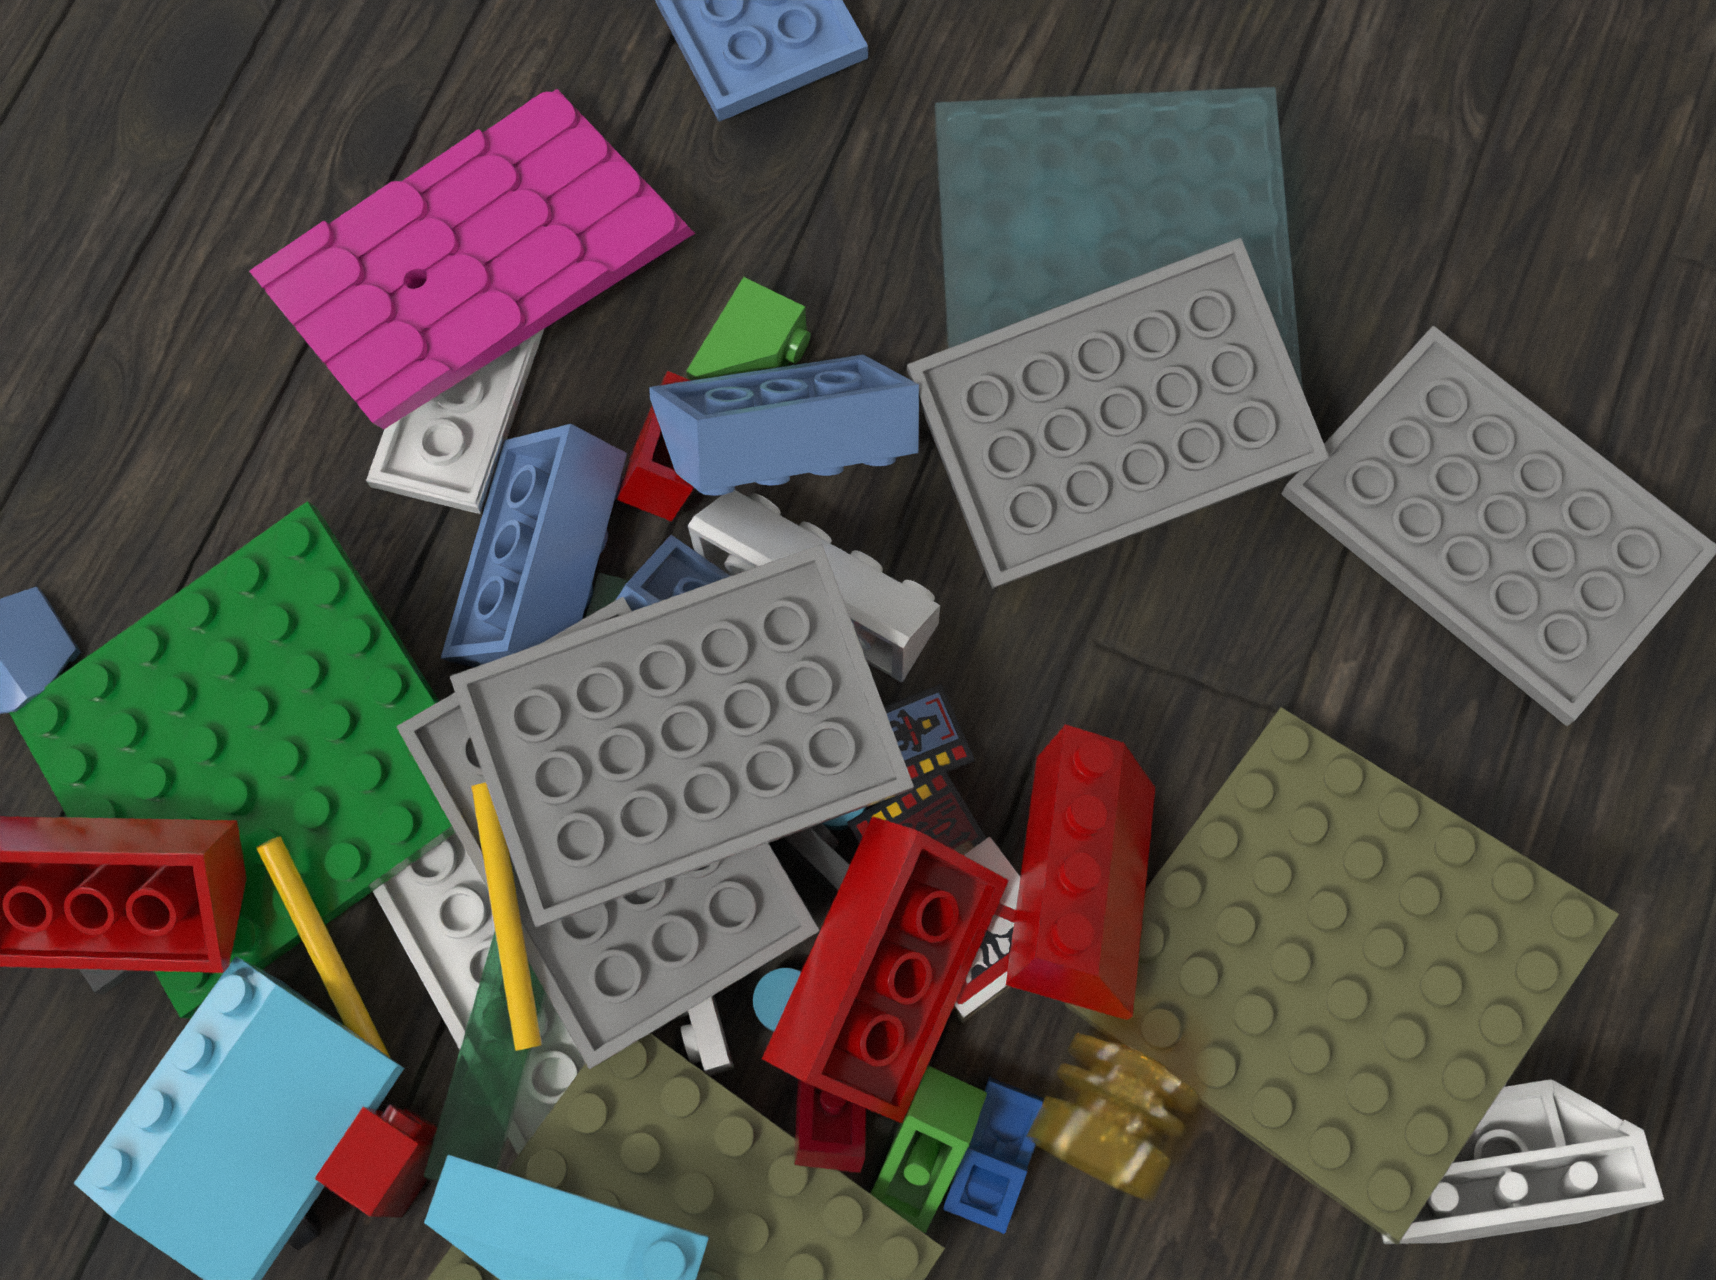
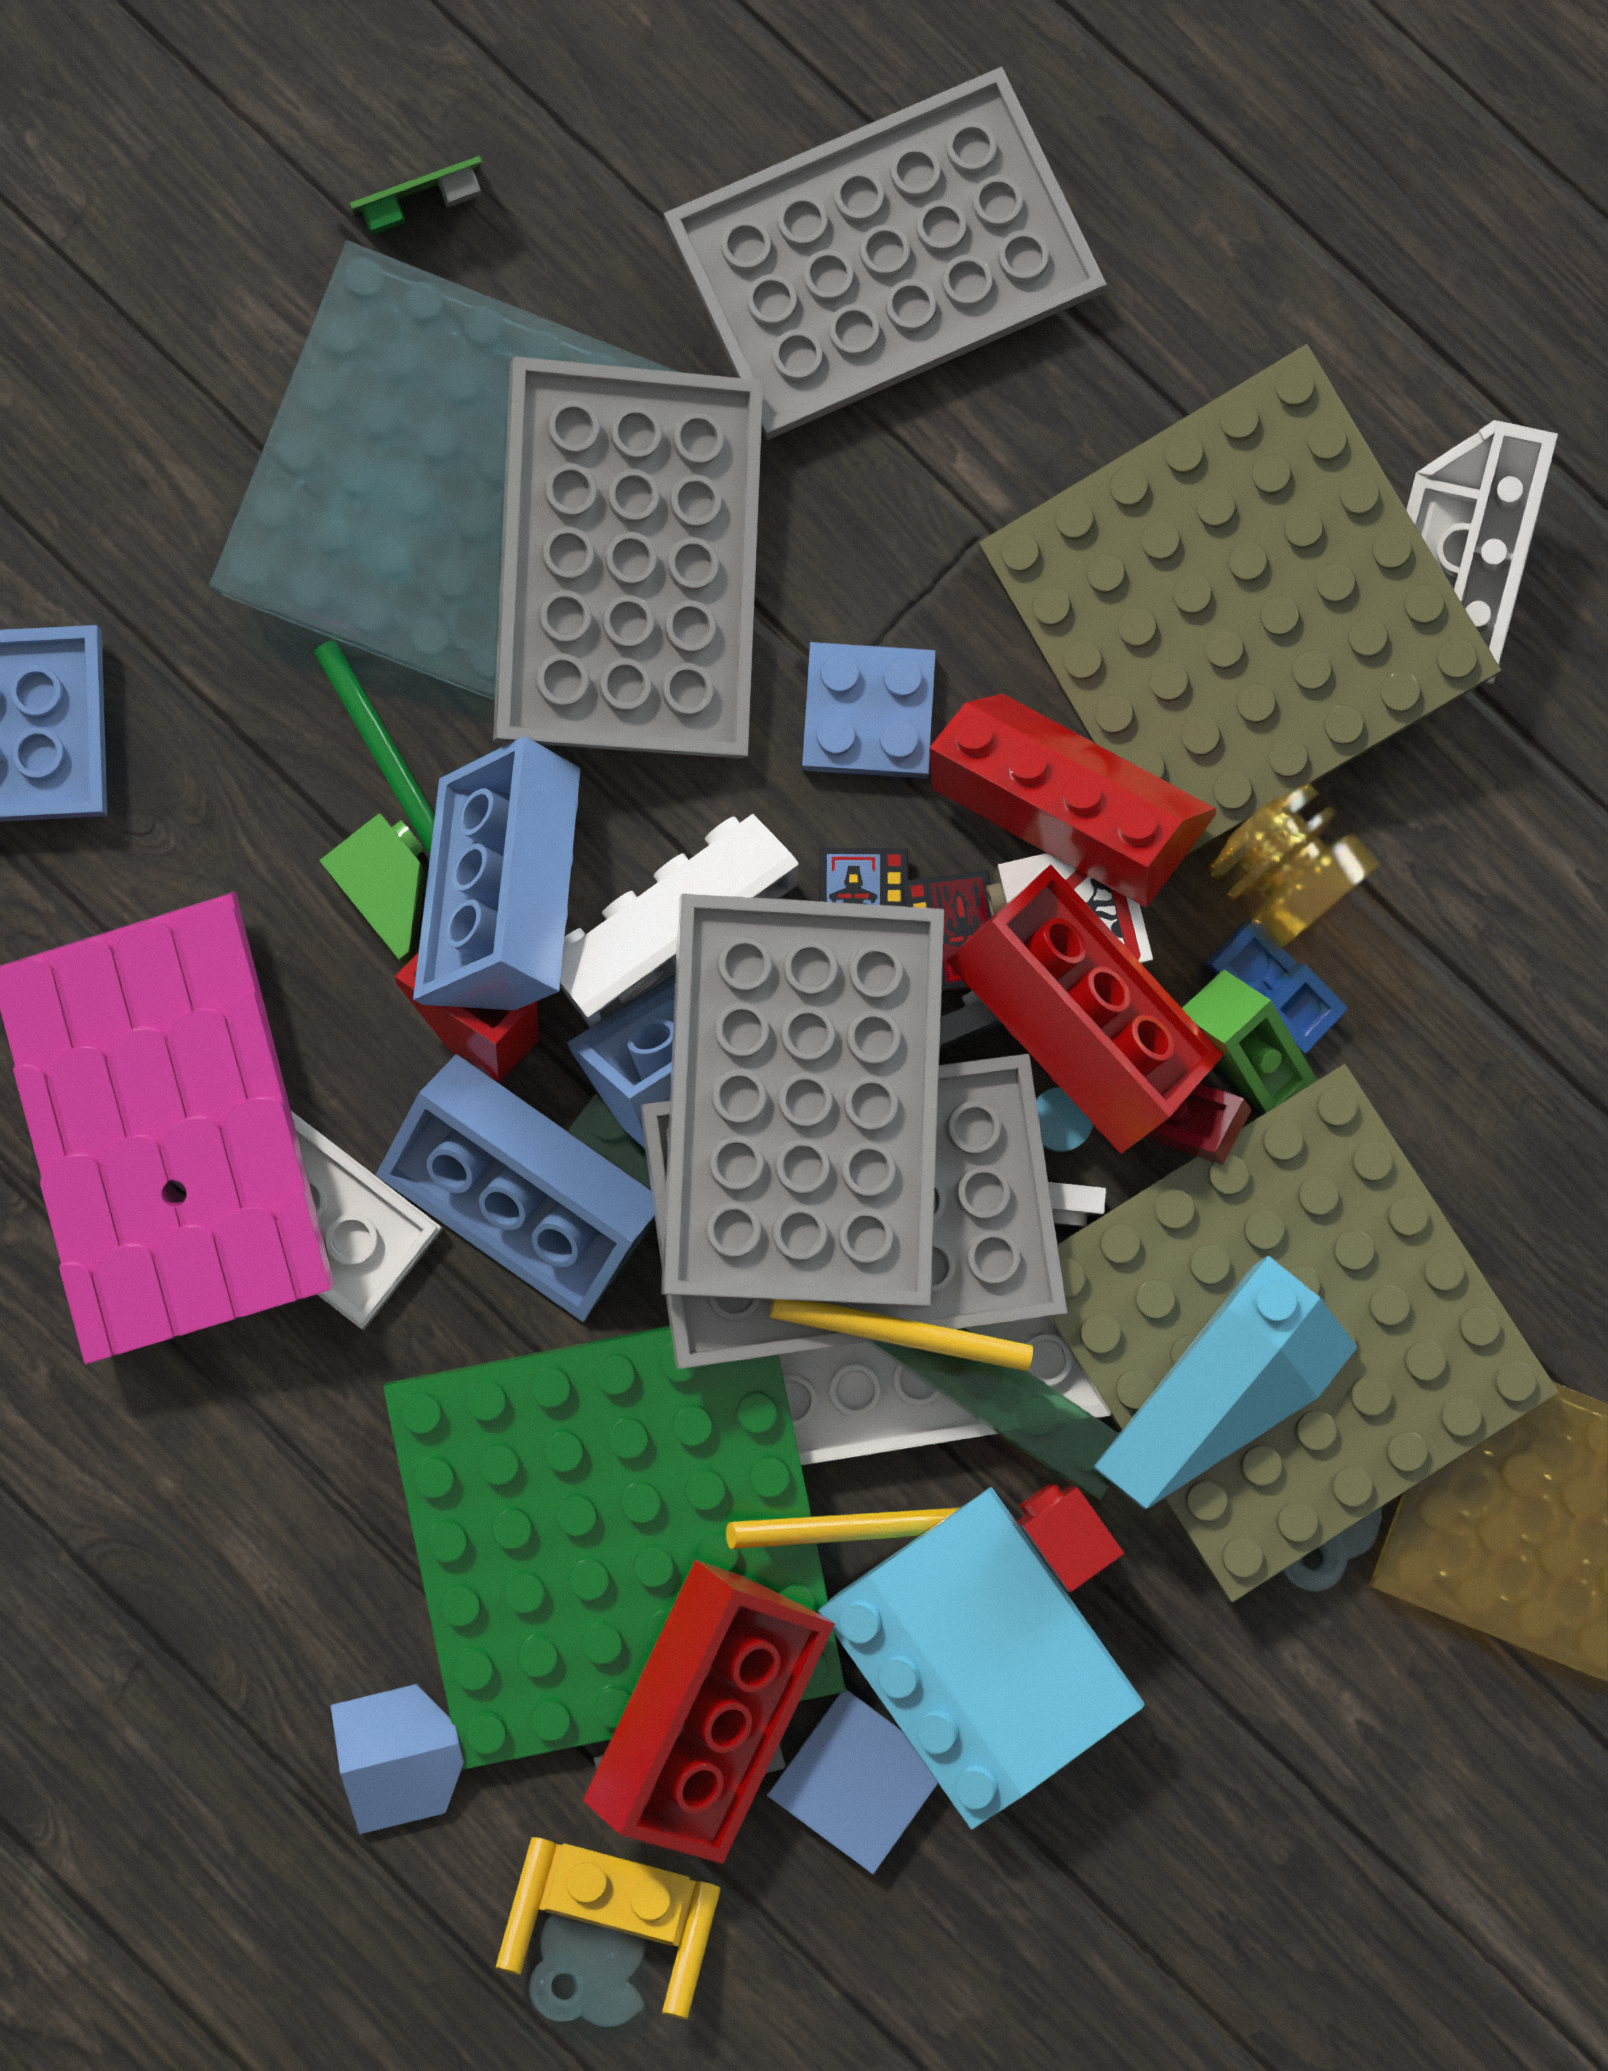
camera: 75 degrees left, 10 degrees up
(97, 1059) = (855, 1781): none -> medium blue tile
(875, 291) = (377, 740): none -> green bar
(1085, 673) = (868, 710): none -> medium blue plate
(1371, 153) = (455, 183): none -> piece

